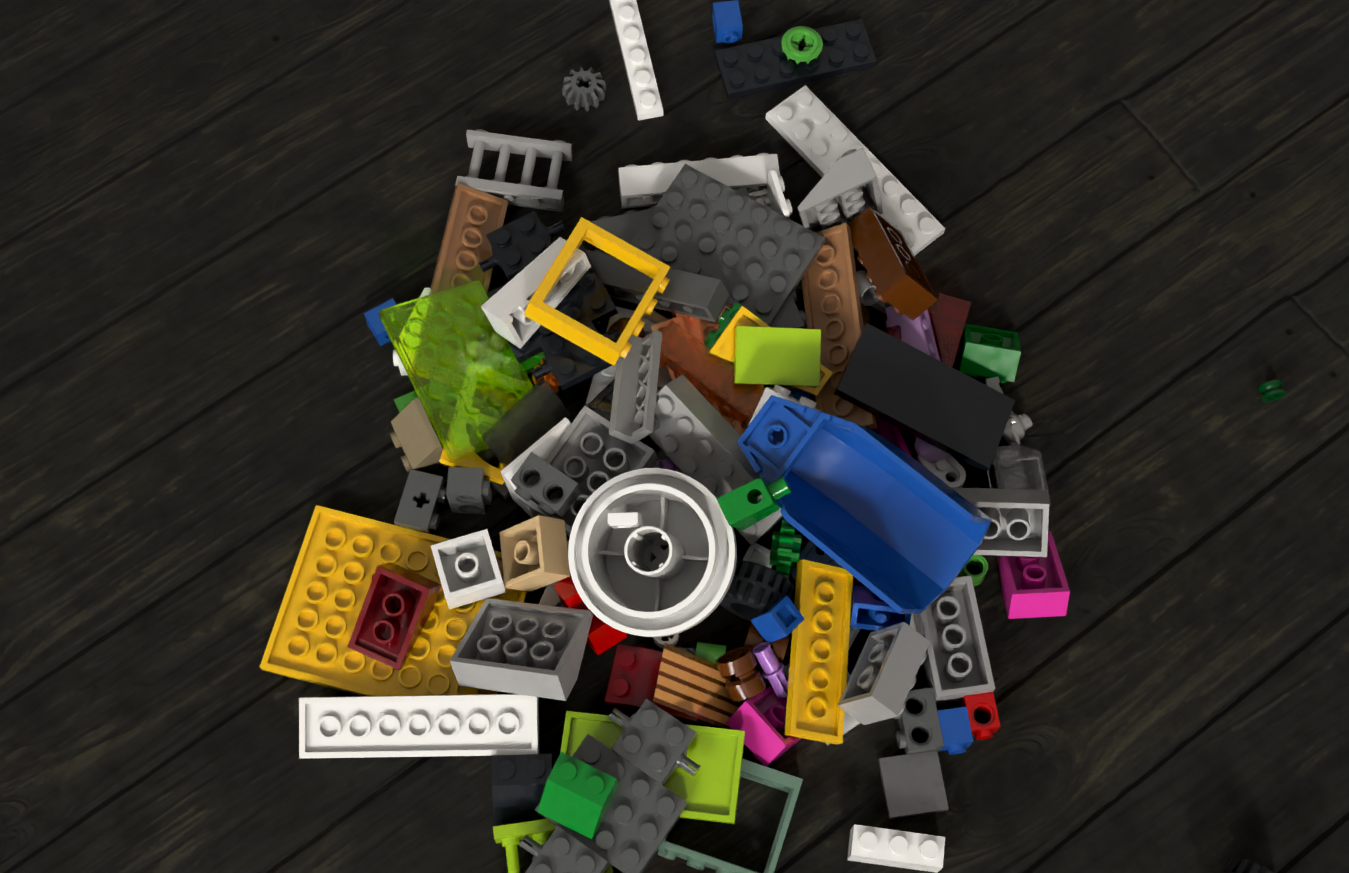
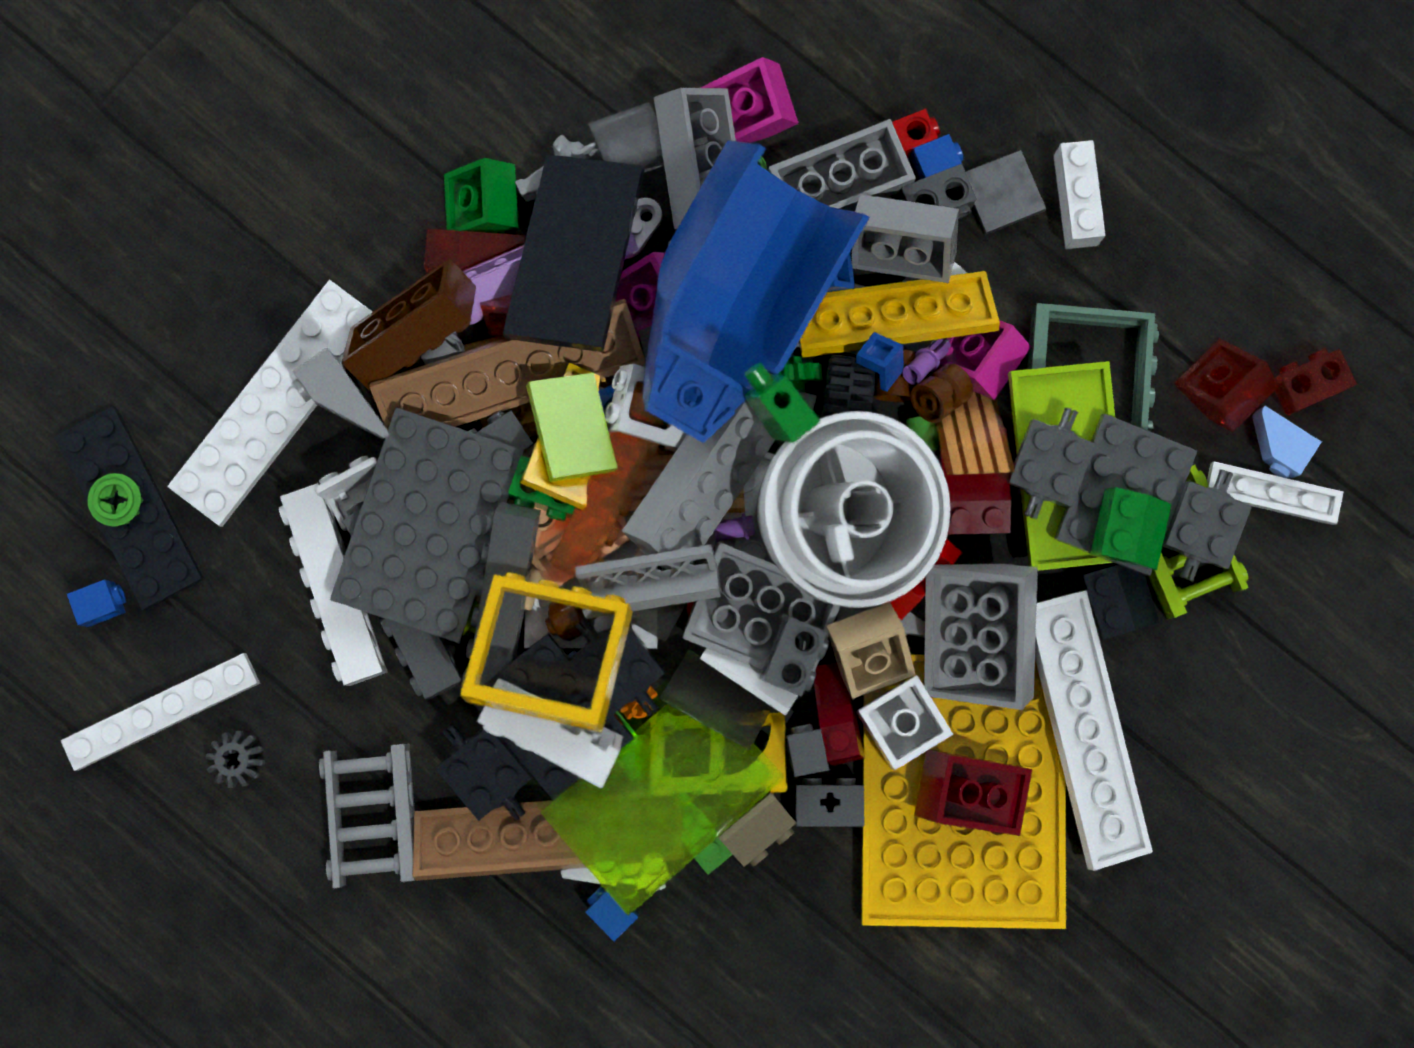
camera: 100 degrees left, 15 degrees up
(475, 516) = (837, 716): none -> dark red slope

